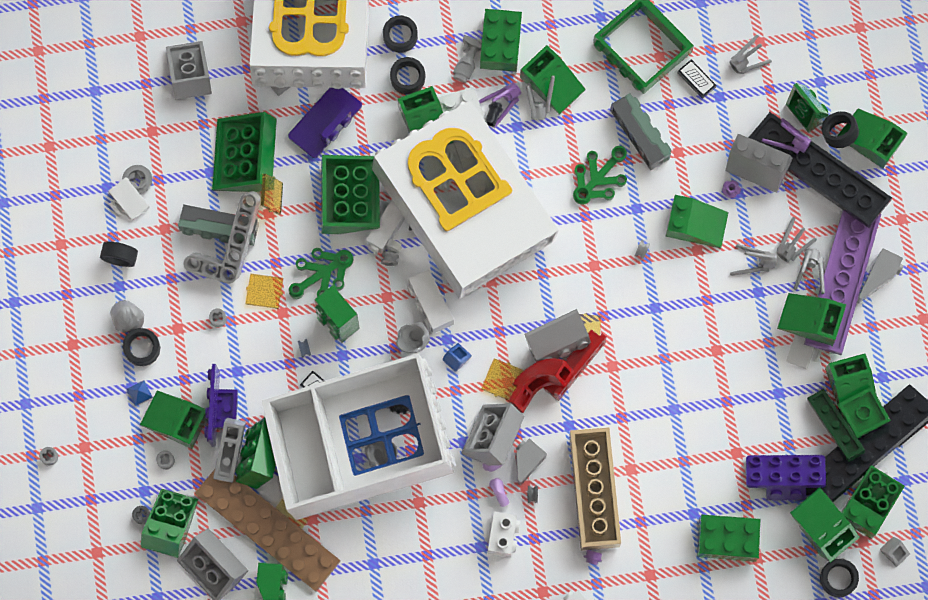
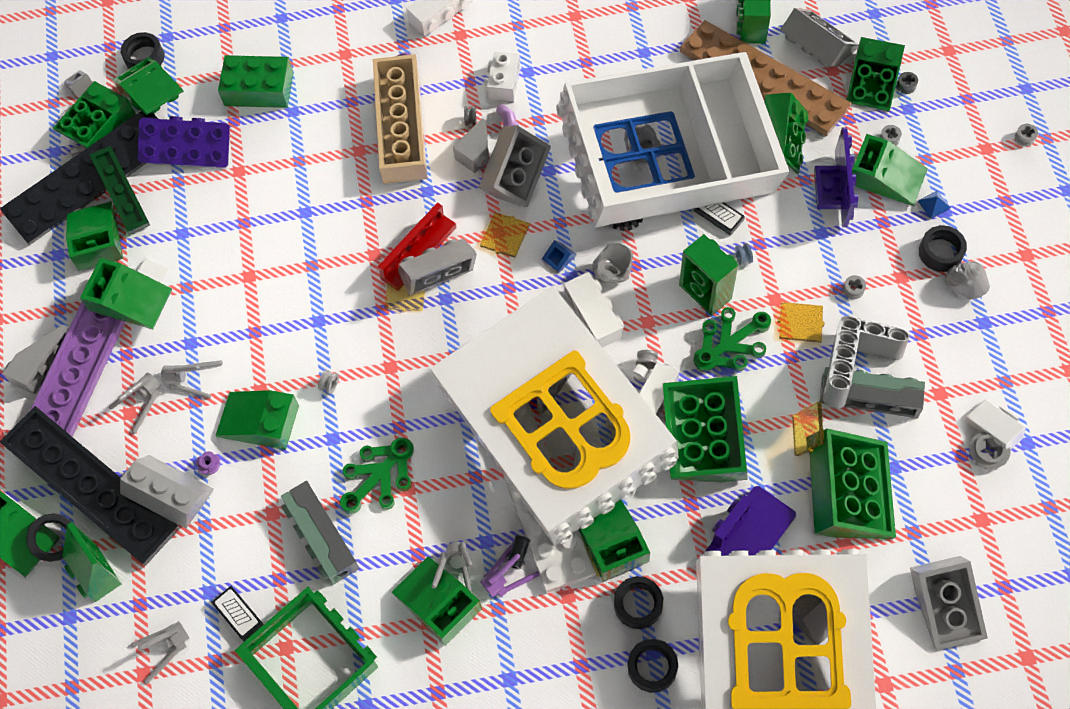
camera: 175 degrees left, 10 degrees down
(119, 254) = (994, 345): black tyre -> none
(229, 449) = (818, 137): light grey slope -> none
(466, 64) = (557, 623): light grey piece -> none
(500, 40) = (508, 657): green brick -> none
(538, 376) = (445, 226): red arch -> none
(800, 141) = (107, 512): medium lavender plant -> none
(810, 260) = (118, 375): light grey plant -> none
(863, 412) = (84, 200): green tile -> none

